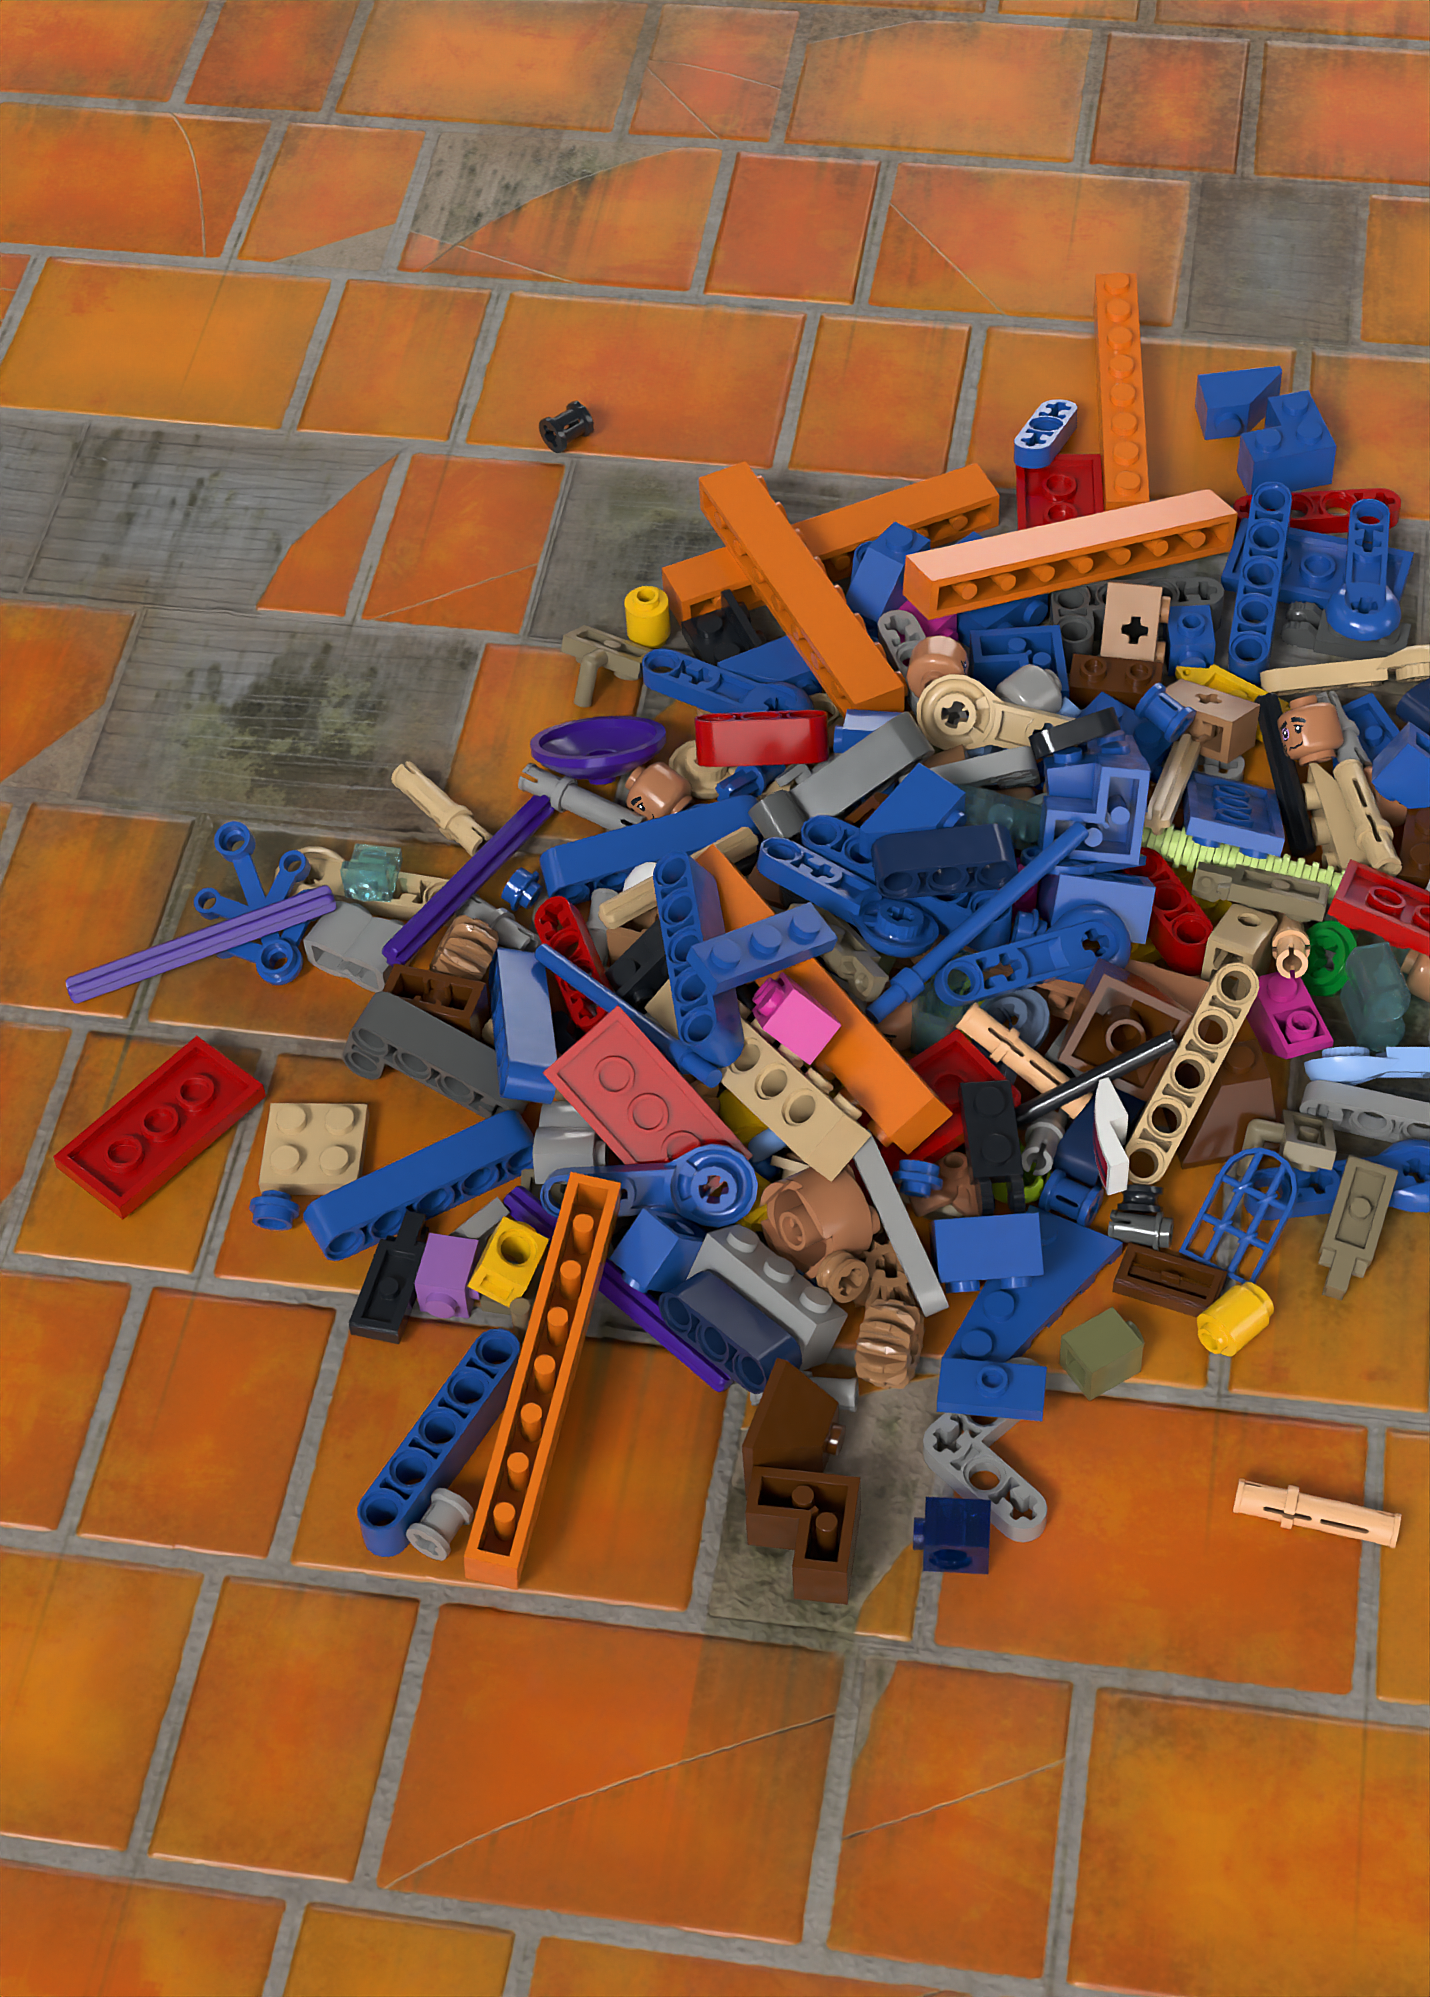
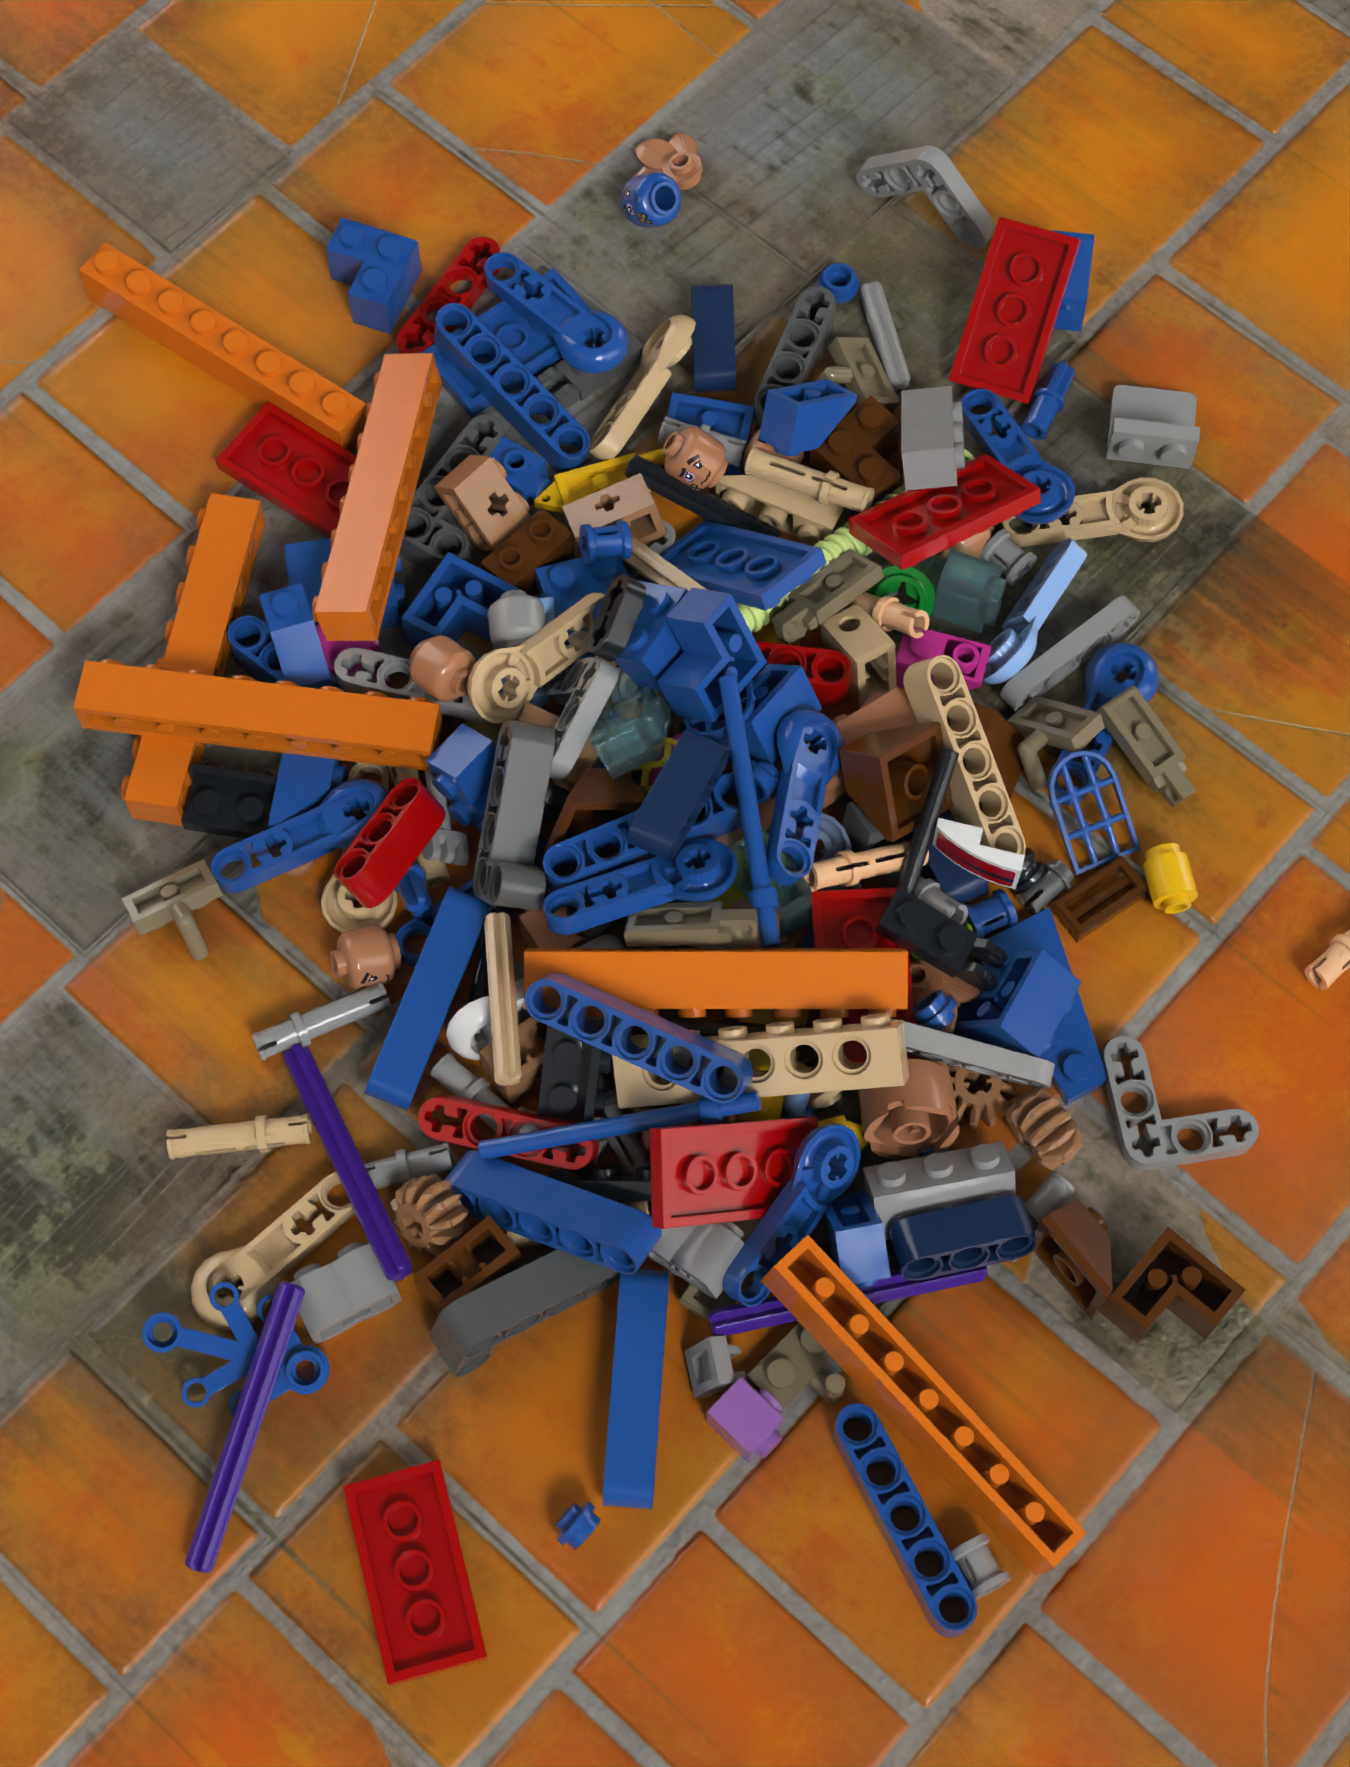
camera: 60 degrees left, 15 degrees up
(313, 1147) = (527, 1454): tan plate -> none
(371, 872) = (277, 1236): clear light blue bracket -> none
(389, 1284) = (717, 1468): black hinge -> none
(497, 1276) = (781, 1383): yellow brick -> none
(522, 889) = (378, 1124): blue plate -> none
(598, 747) = (279, 969): dark purple dish -> none
(647, 616) = (162, 844): yellow brick -> none
(761, 948) = (683, 985): blue plate -> none
(794, 1017) = (755, 1003): slope -> none
(842, 1276) = (973, 1123): medium nougat bush -> none
(916, 804) = (620, 781): blue slope -> none
(954, 1535) = (1232, 1190): clear blue brick -> none
(991, 1389) = (1128, 1083): blue plate -> none
(1045, 434) = (214, 436): blue beam -> none
(1102, 1353) = (1140, 986): olive brick -> none
(1234, 400) = (289, 274): blue slope -> none

